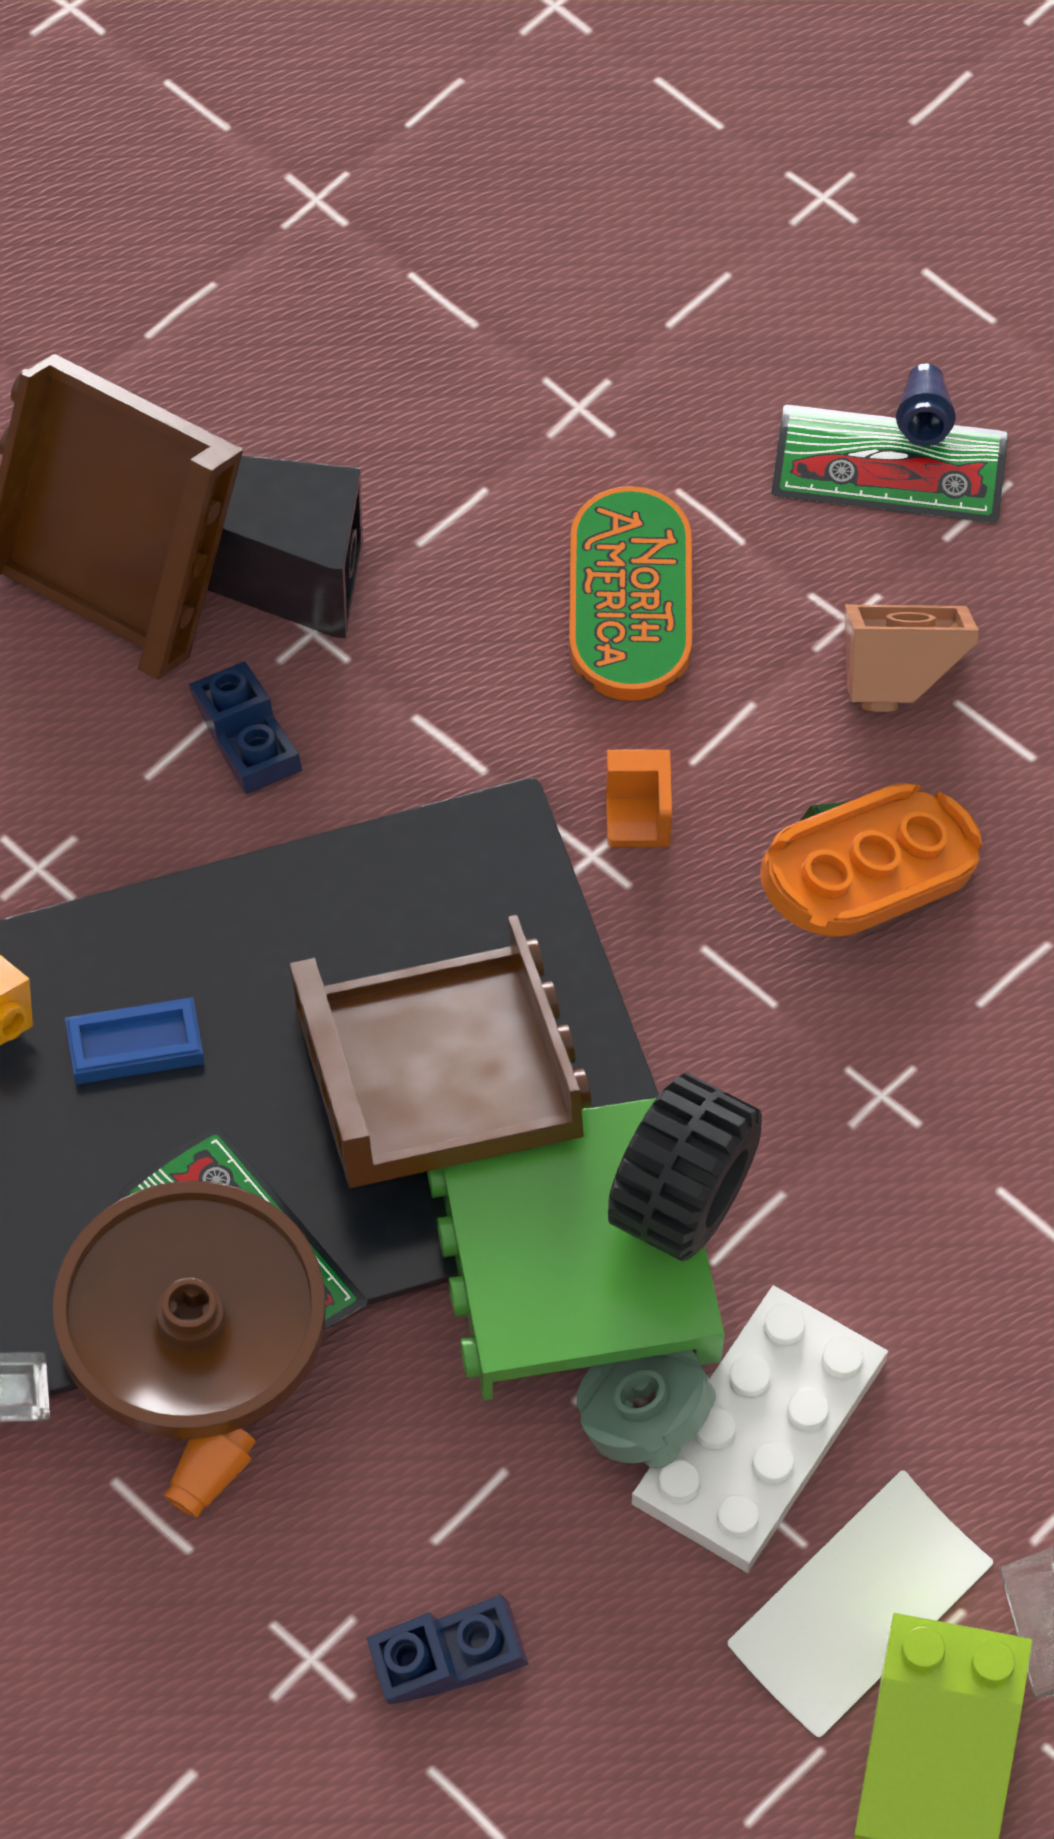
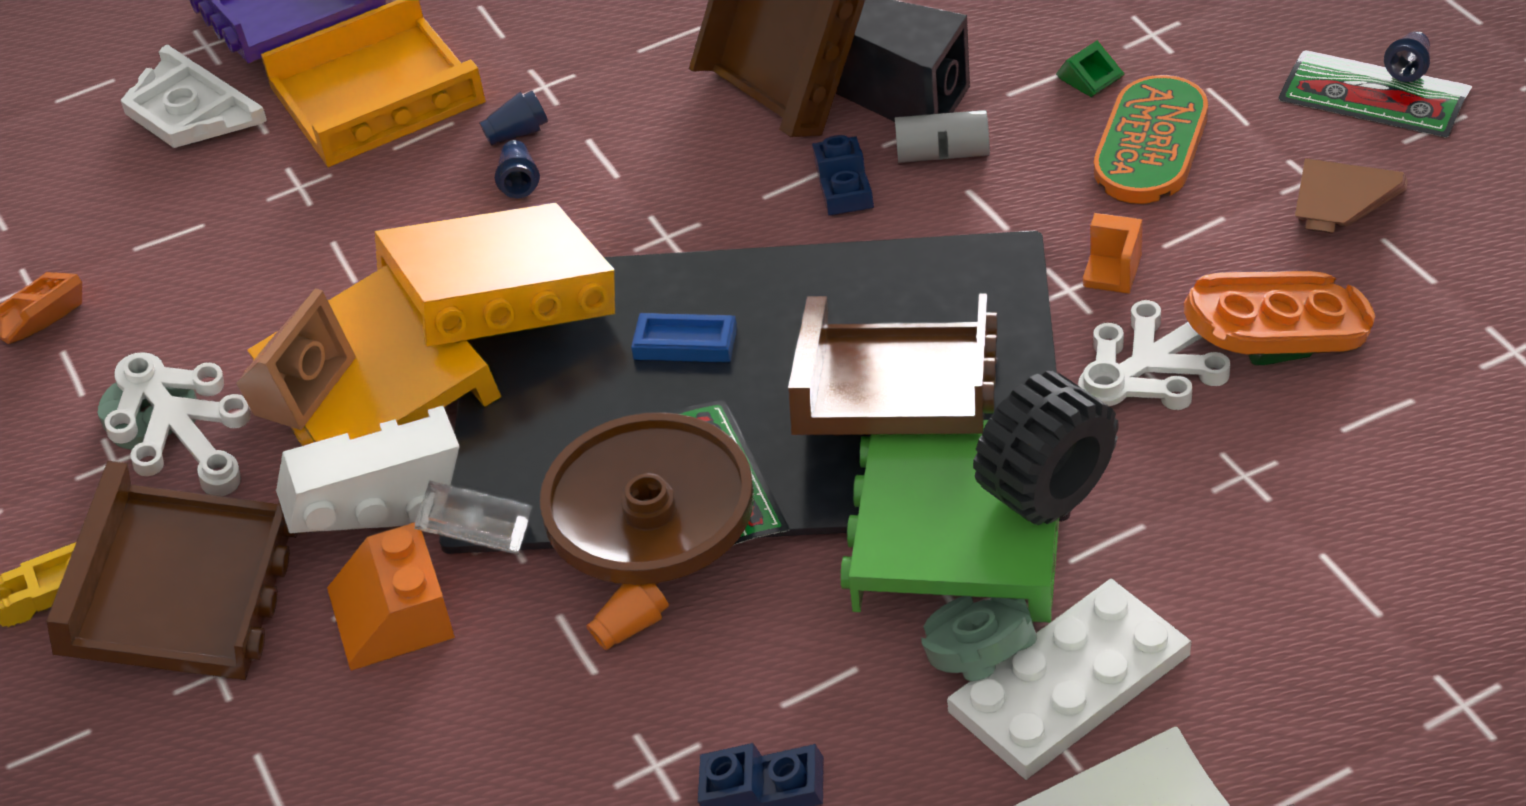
camera: 25 degrees right, 15 degrees down
(362, 644) = (942, 136): none -> light grey pin
(519, 489) = (1090, 70): none -> green slope
(724, 949) = (1115, 381): none -> white plant

